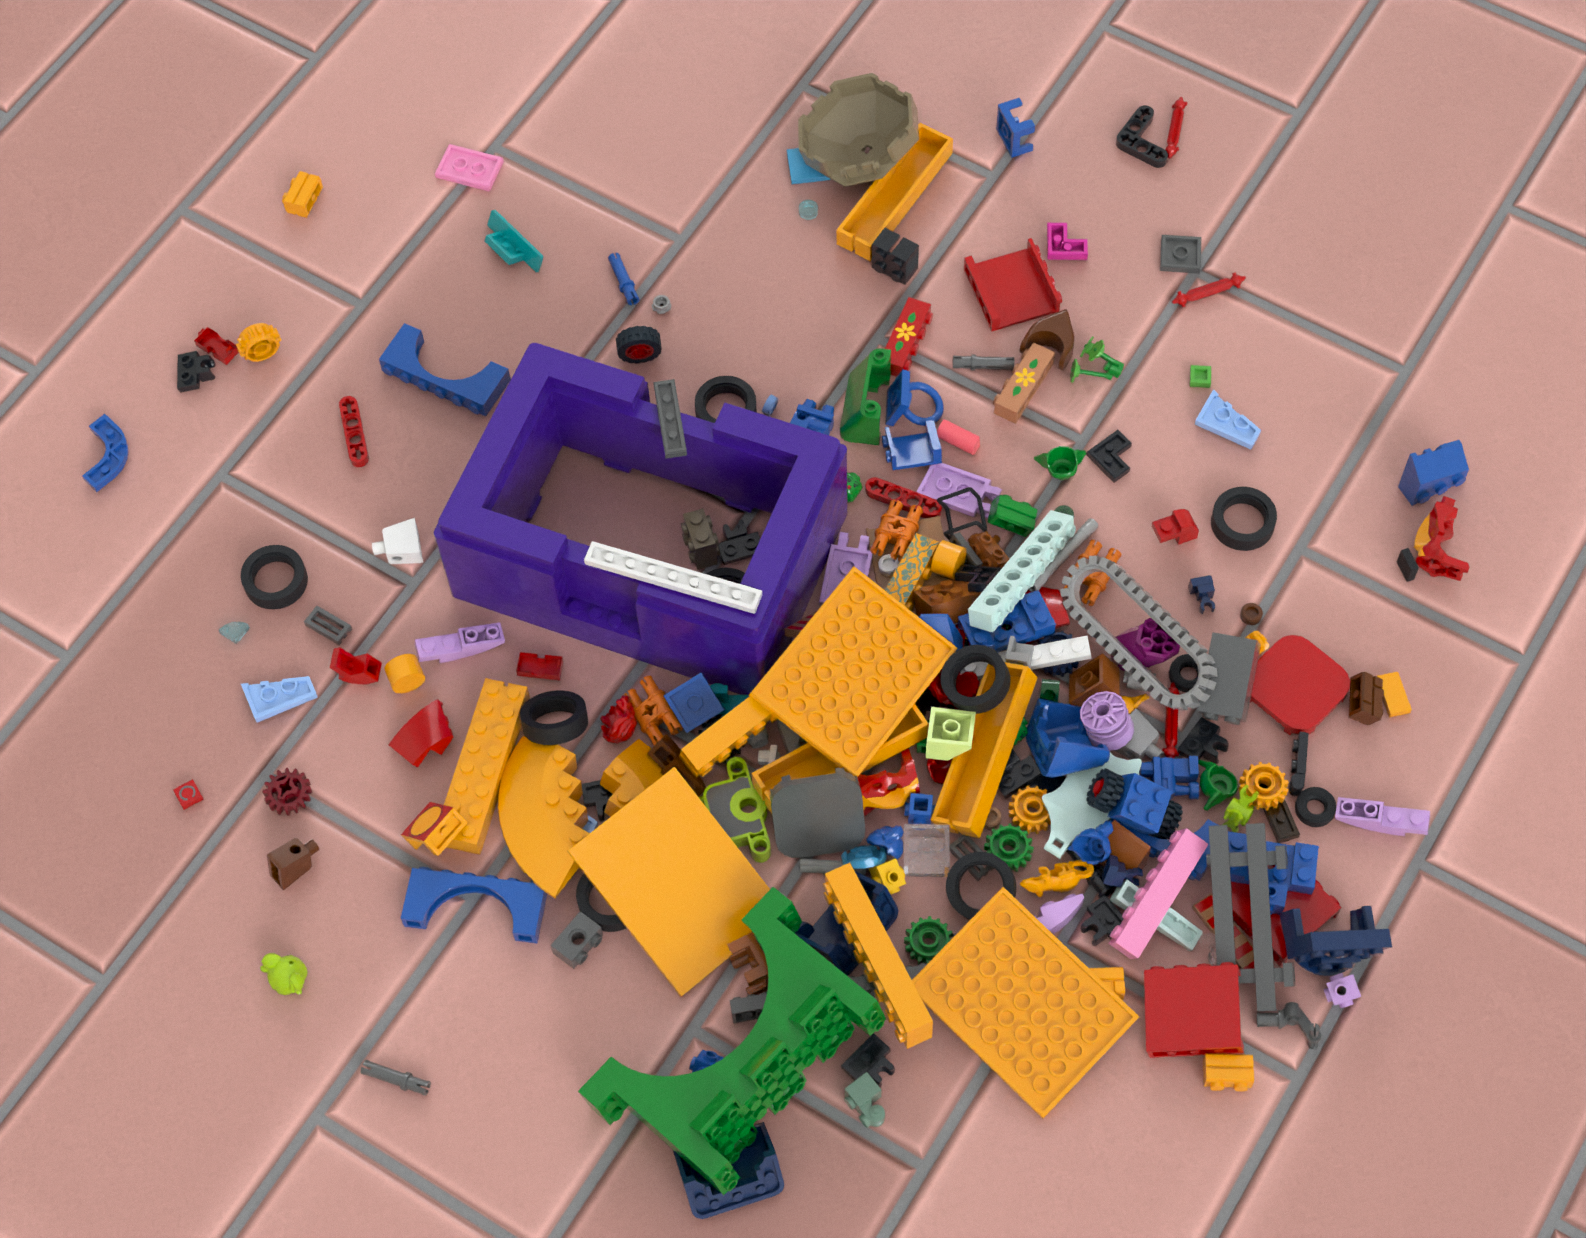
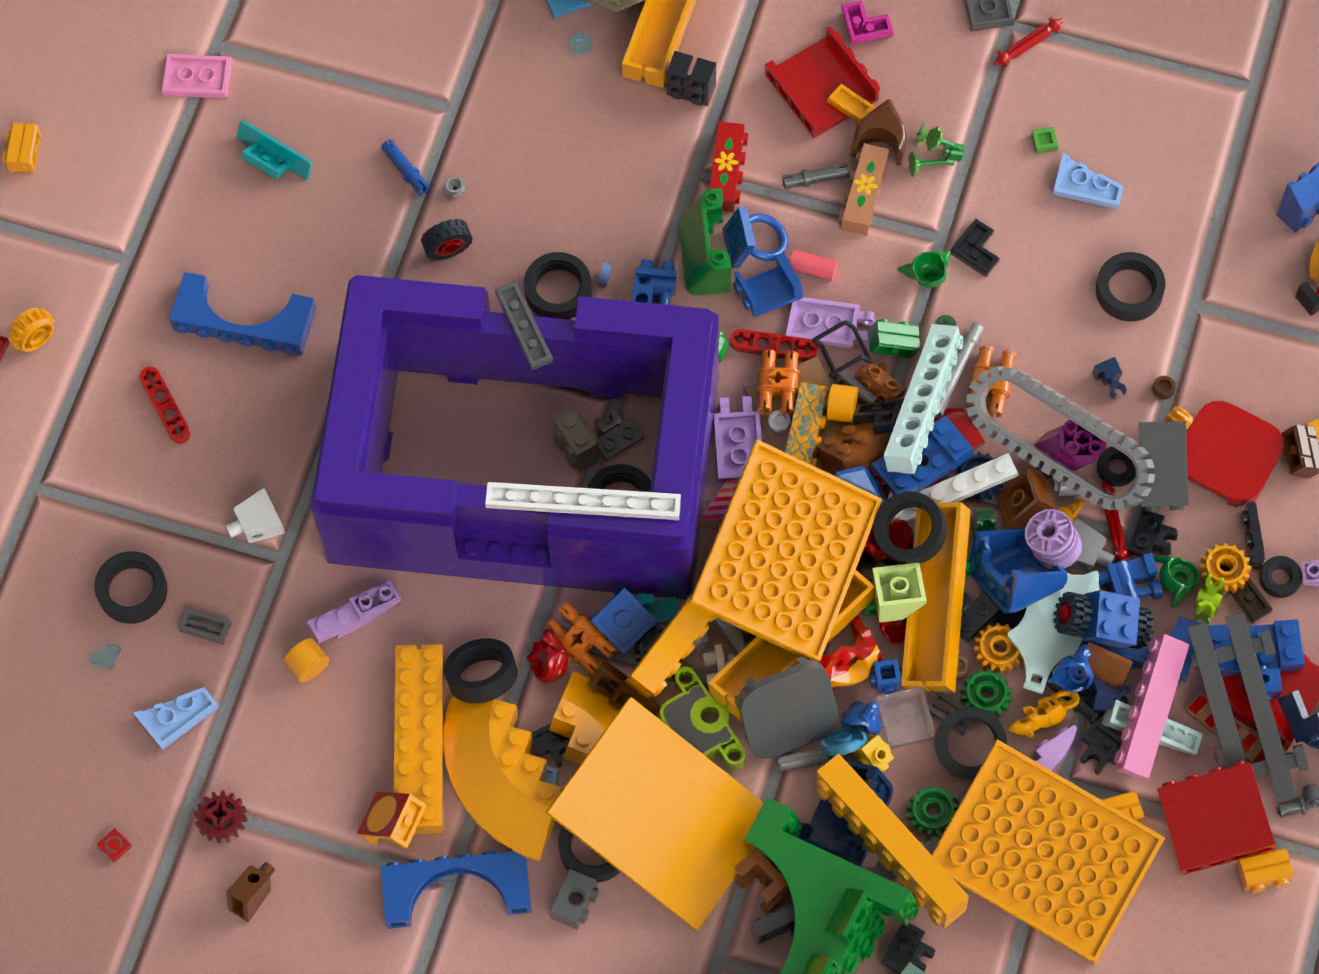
camera: 15 degrees left, 5 degrees up
(355, 669) = (252, 667): red brick -> none
(423, 732) = (346, 721): red slope -> none
(544, 668) = (447, 619): red piece -> none
(1019, 653) = (945, 489): light grey panel -> none
(1031, 306) = (850, 103): none -> light orange tile
(1178, 526) = (1066, 312): red brick -> none

